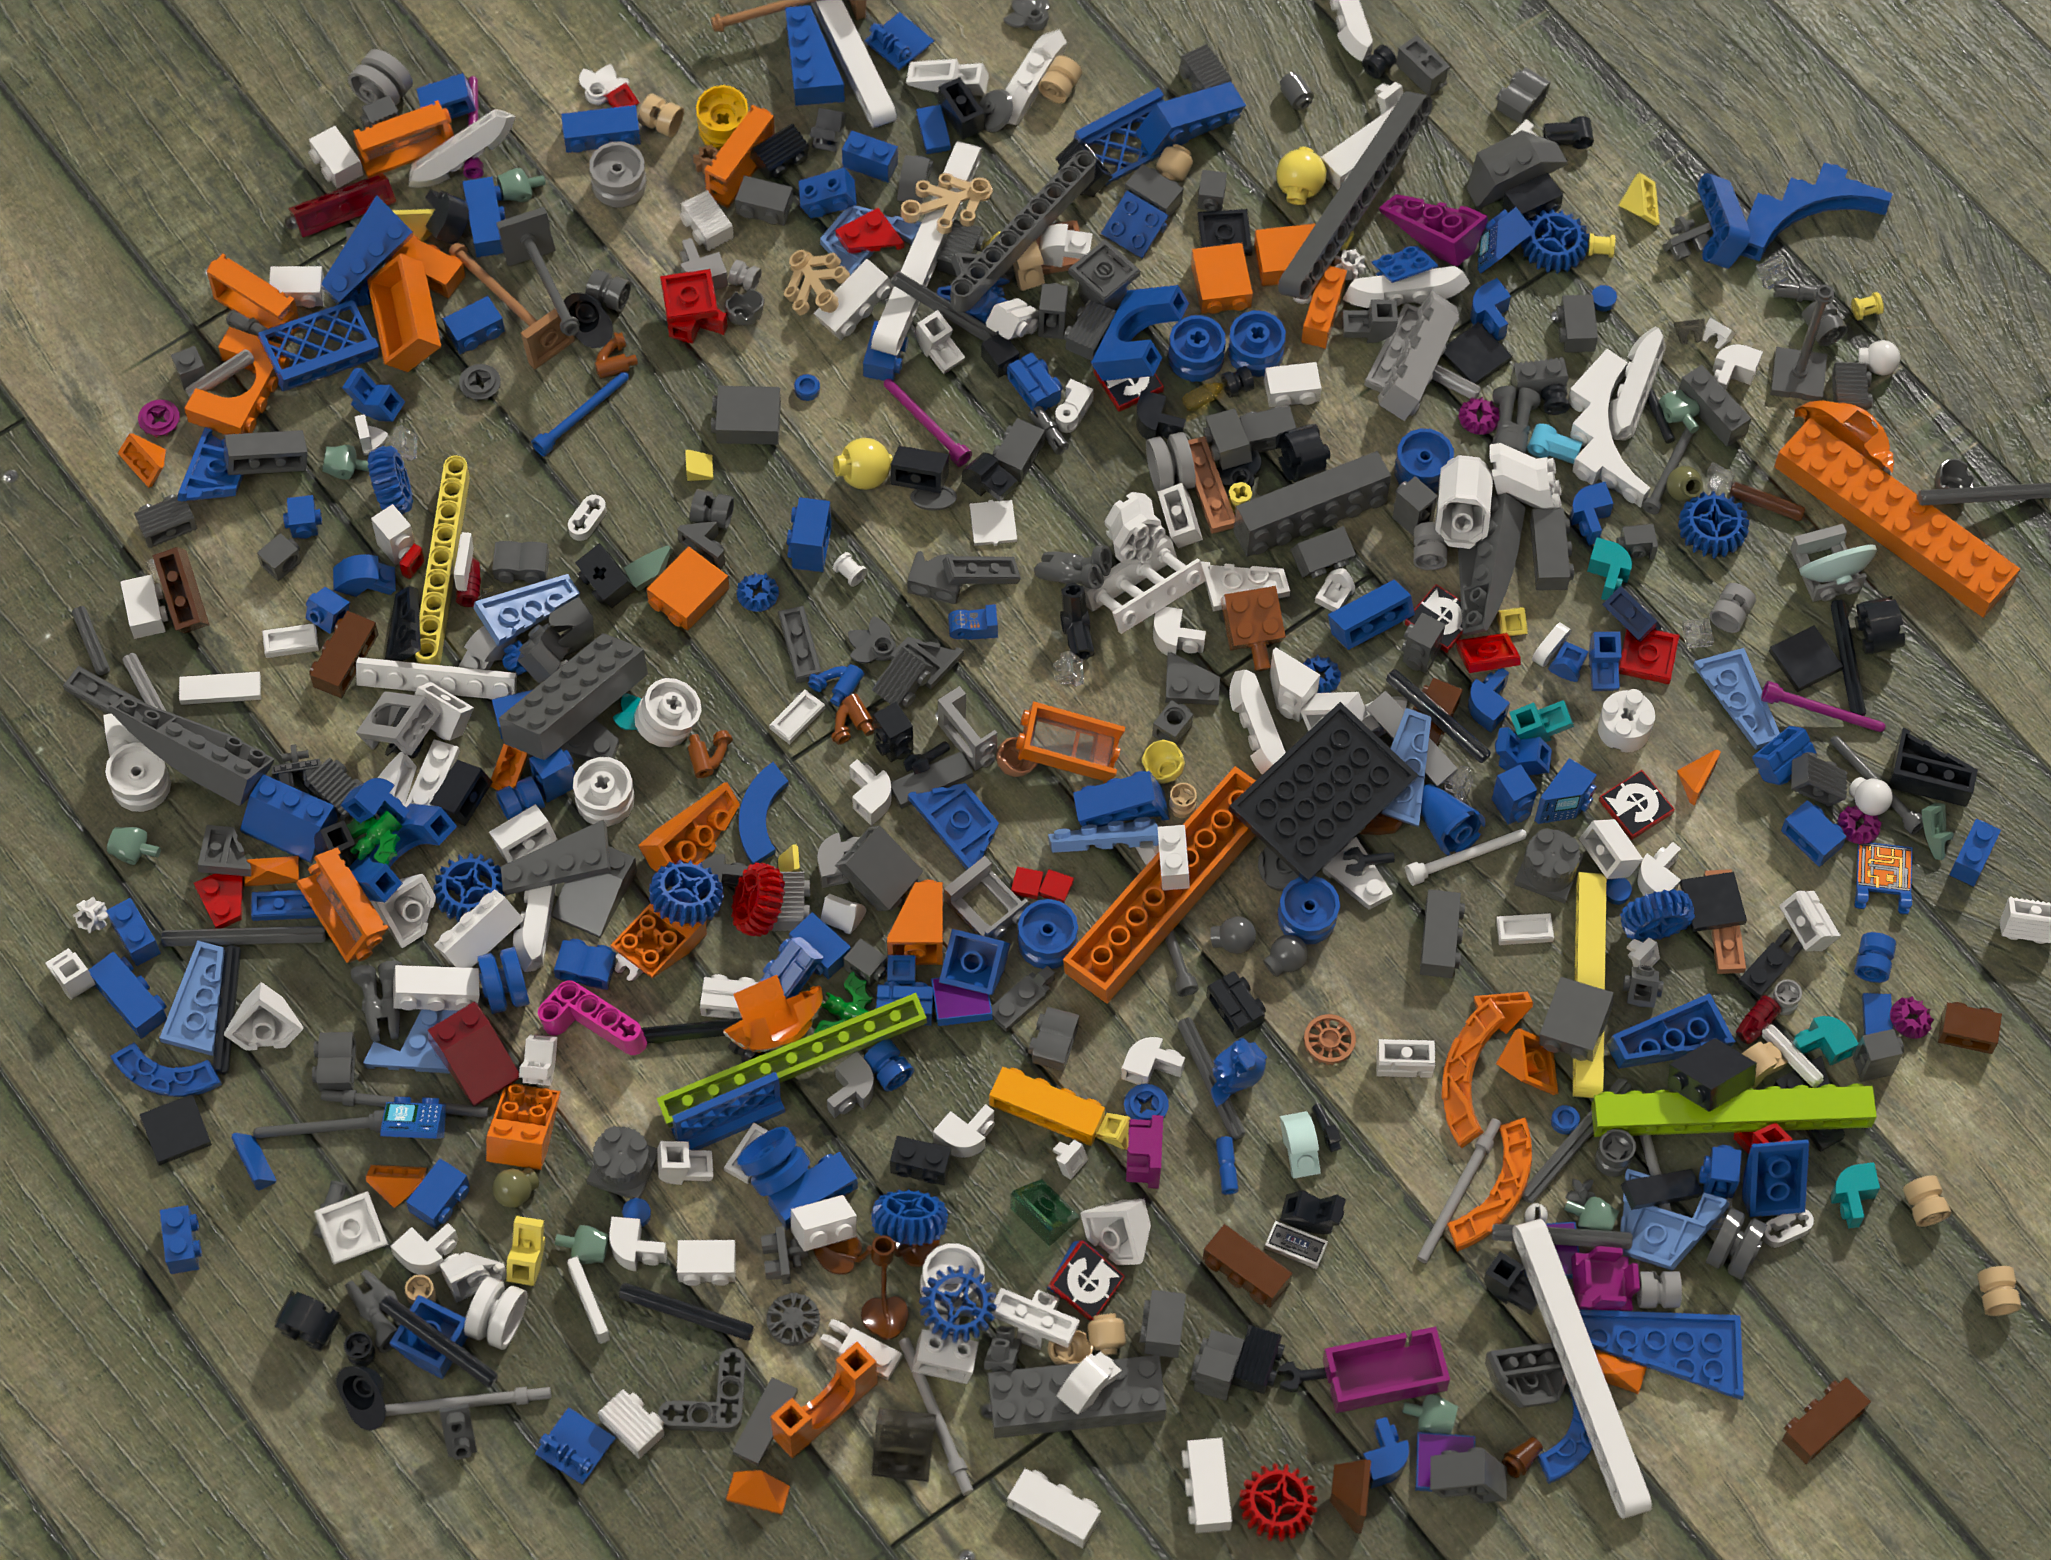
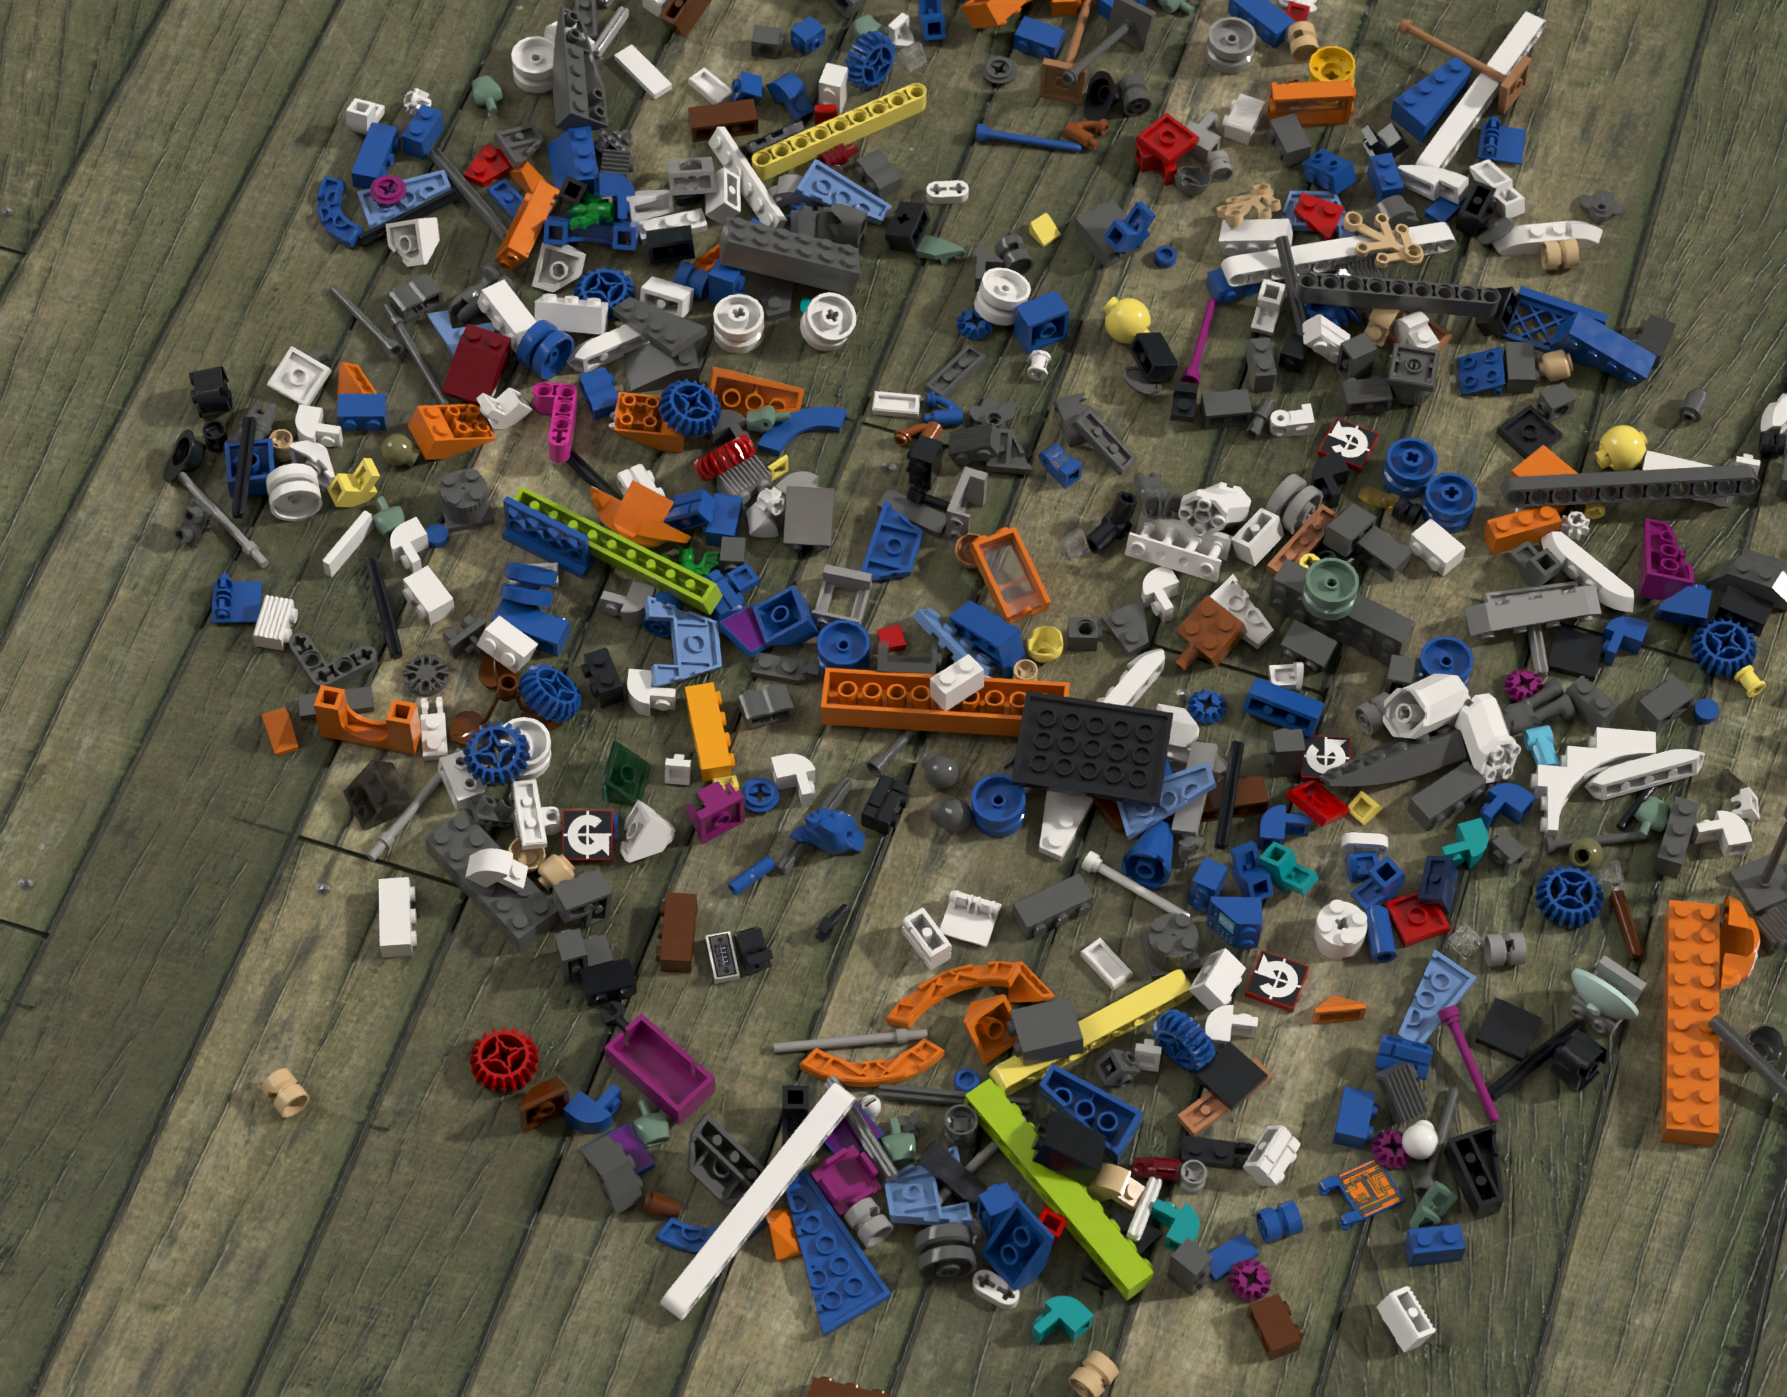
camera: 55 degrees right, 5 degrees down
(175, 1129) = (300, 243): black tile -> none
(180, 1240) = (220, 290): blue brick -> none
(191, 996) = (385, 183): none -> magenta gear
(253, 1160) = (309, 296): blue slope -> none
(414, 1119) = (402, 362): blue slope -> none
(463, 561) = (844, 137): white tile -> none
(680, 1164) = (487, 535): white brick -> none
(687, 589) = (938, 280): orange brick -> none
(699, 756) = (817, 363): dark orange plant -> none
(731, 838) = (765, 418): none -> sand green piece
(755, 548) = (1000, 294): none -> white wheel
(774, 391) = (1130, 232): none -> blue brick
(780, 152) = (1338, 126): black brick -> none
(845, 890) = (771, 502): none -> white gear
(875, 795) = (869, 485): white brick -> none
(907, 118) = (1434, 182): none -> white slope
(920, 925) = (785, 564): orange slope -> none
(944, 1058) = (693, 643): none -> medium blue wing
(993, 522) = (1155, 431): white piece -> none
(994, 389) = (1261, 364): none -> dark grey brick
(1027, 882) = (879, 618): red tile -> none
(1034, 383) = (1290, 385): blue brick -> none
(1104, 887) = (907, 663): none -> dark grey panel
(1140, 308) = (1357, 420): blue arch -> none
(1207, 1485) = (484, 1006): white brick -> none
(1221, 278) = (1486, 451): orange brick -> none
(1291, 684) = (1174, 683): white slope -> none
(1302, 452) = (1381, 581): black brick -> none
(1302, 1144) = (801, 907): light aqua brick -> none
(1305, 491) = (1330, 589): none -> sand green wheel
(1329, 1039) = (908, 884): nougat wheel -> none
(1365, 860) = (1069, 818): black bar -> none
(1402, 1009) = (970, 918): none -> white hinge
(1404, 264) = (1605, 557): blue hinge -> none
(1555, 399) = (1582, 726): black wheel -> none
(1618, 890) = (1192, 1007): blue tile -> none
(1661, 697) = (1380, 934): none -> blue brick

